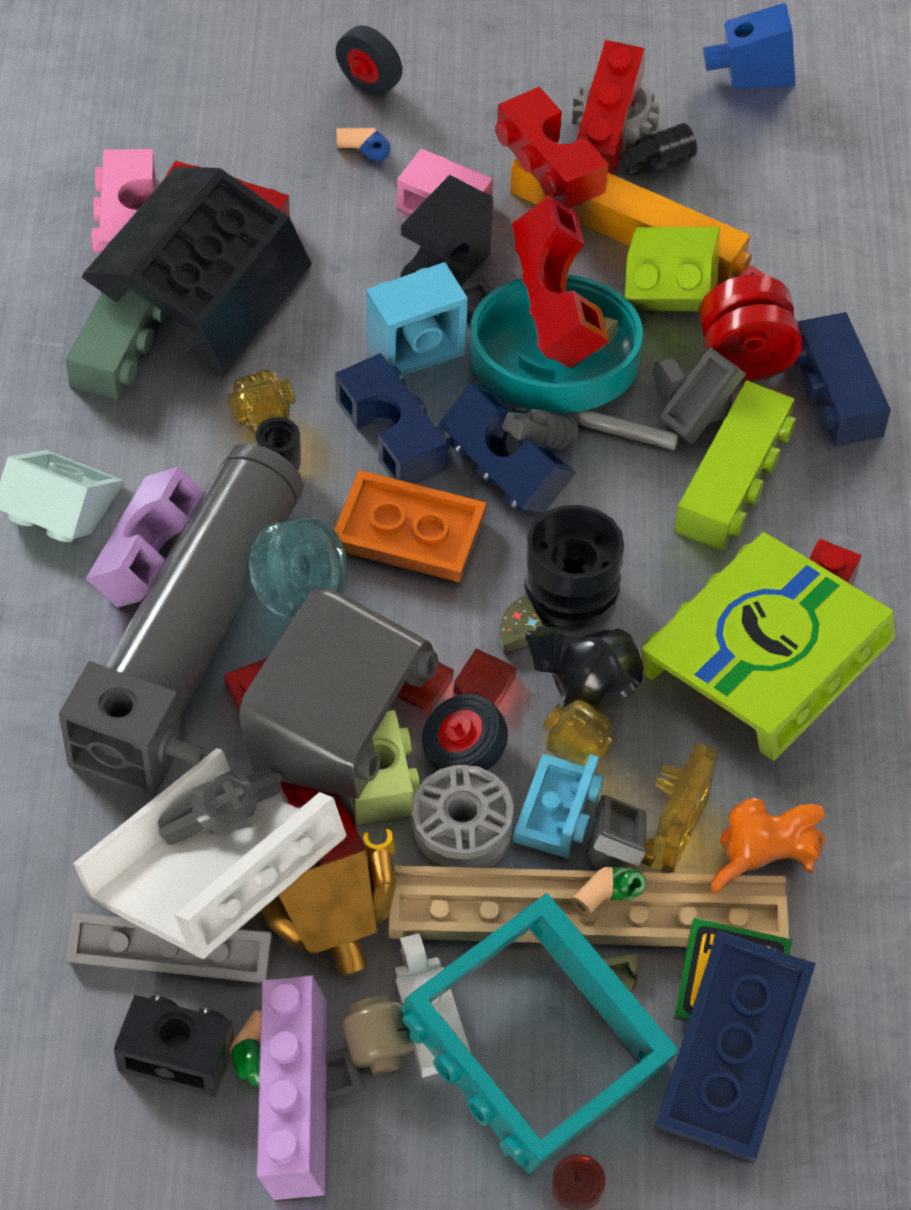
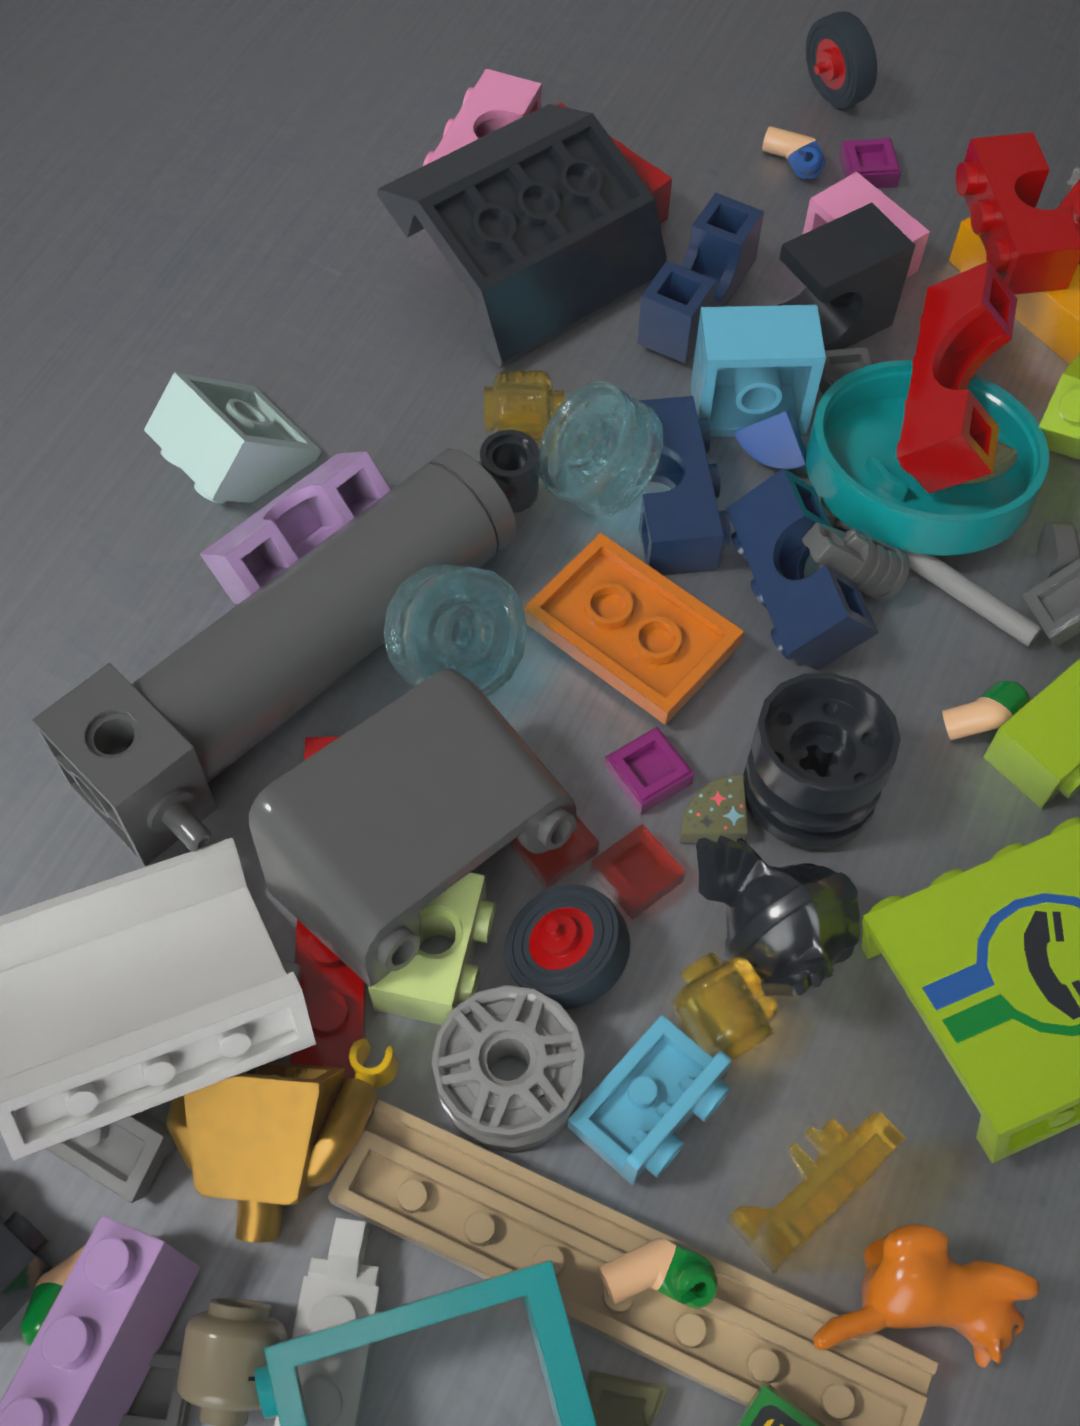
camera: 25 degrees right, 5 degrees up
(112, 344) = (384, 288): sand green brick -> none
(220, 804) = (191, 922): dark grey bush -> none
(335, 411) = (600, 449): none -> clear light blue wheel
(345, 263) = (717, 259): none -> dark blue arch
(422, 133) = (871, 159): none -> magenta tile
(447, 367) = (774, 441): none -> blue tile
(462, 615) = (649, 770): none -> magenta tile
(617, 835) = (714, 1187): dark grey tile -> none
(665, 500) = (987, 711): none -> light nougat arm

